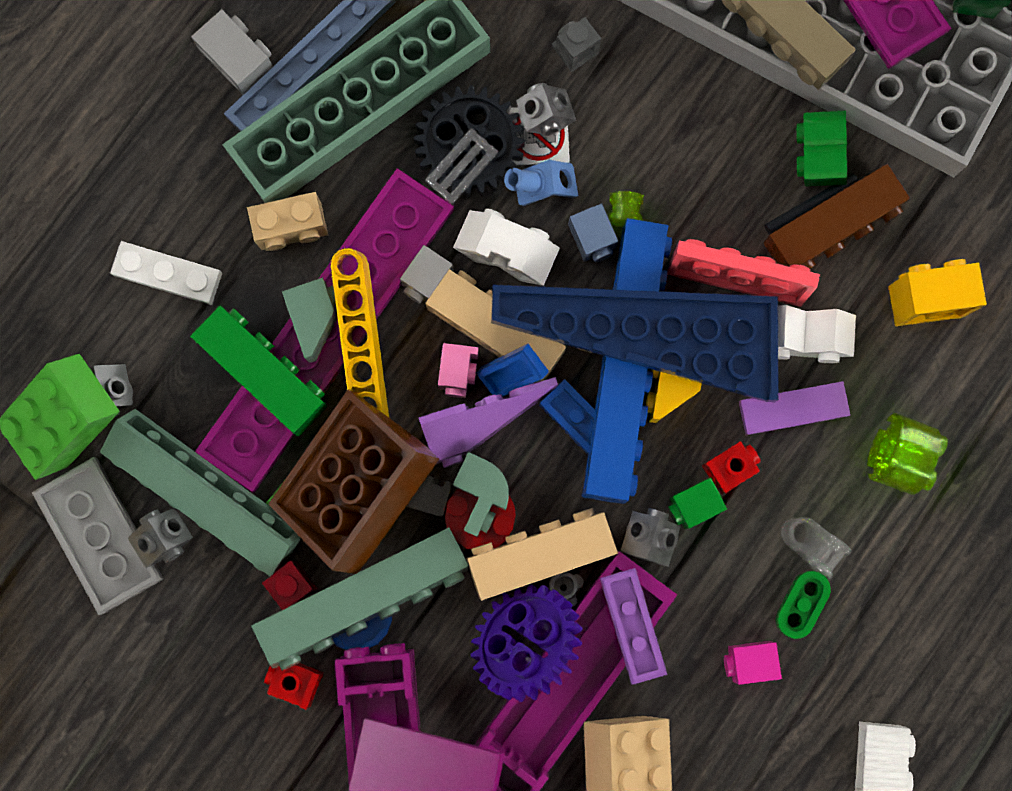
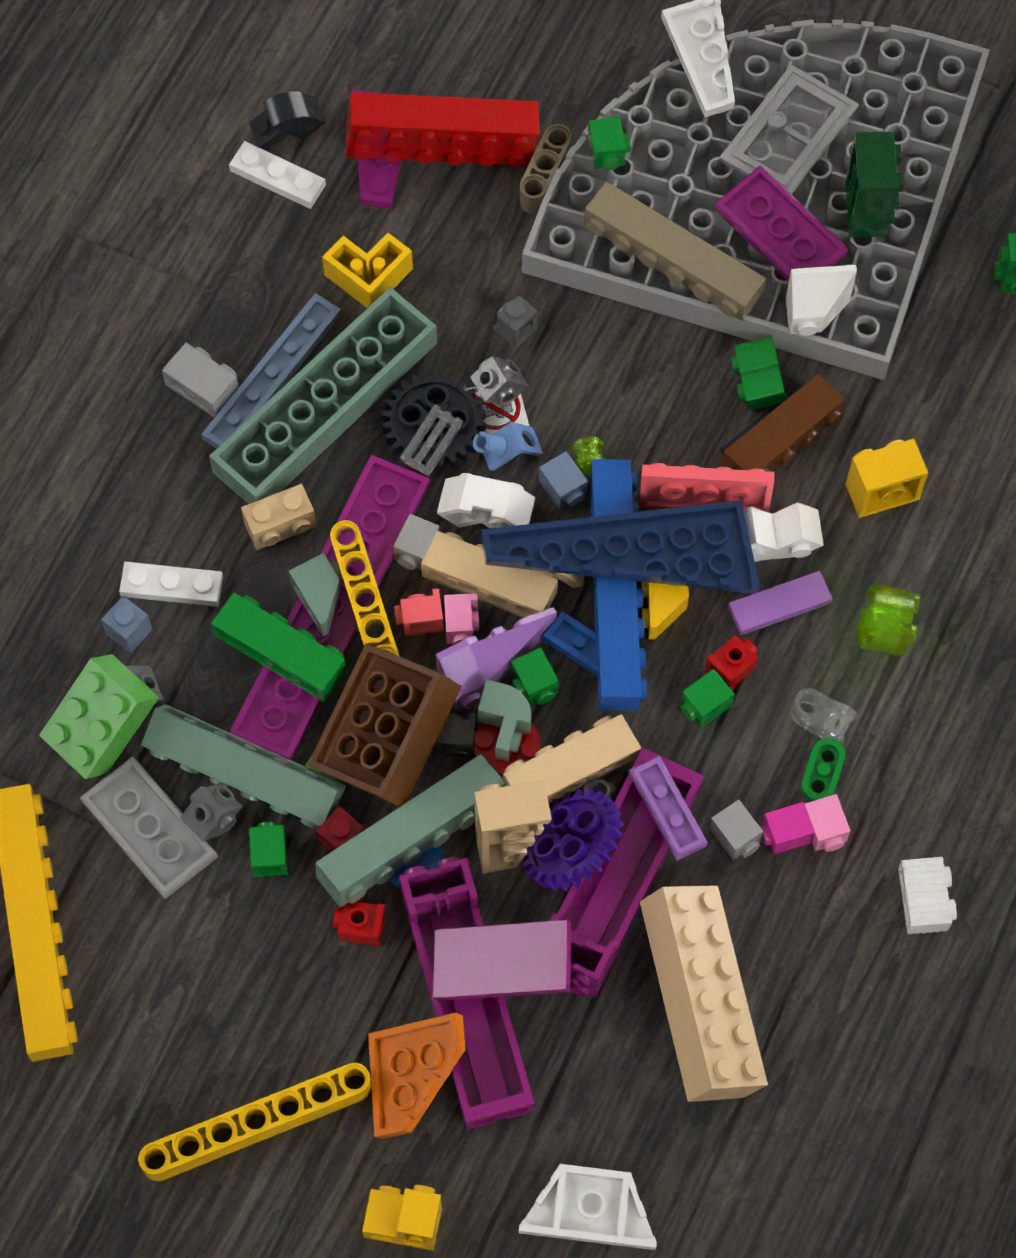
camera: 10 degrees left, 15 degrees down
(109, 313) = (126, 624): none -> sand blue brick
(213, 586) = (268, 849): none -> green brick
(416, 354) = (420, 614): none -> coral brick
(460, 629) = (508, 821): none -> tan wedge
(512, 371) = (514, 605): blue tile -> none
(521, 449) = (534, 677): none -> green brick
(651, 537) = (670, 733): flat silver brick -> none
(700, 655) = (736, 830): none -> light grey brick
(797, 665) = (828, 823): none -> bright pink brick
(906, 79) = (817, 296): none -> white slope

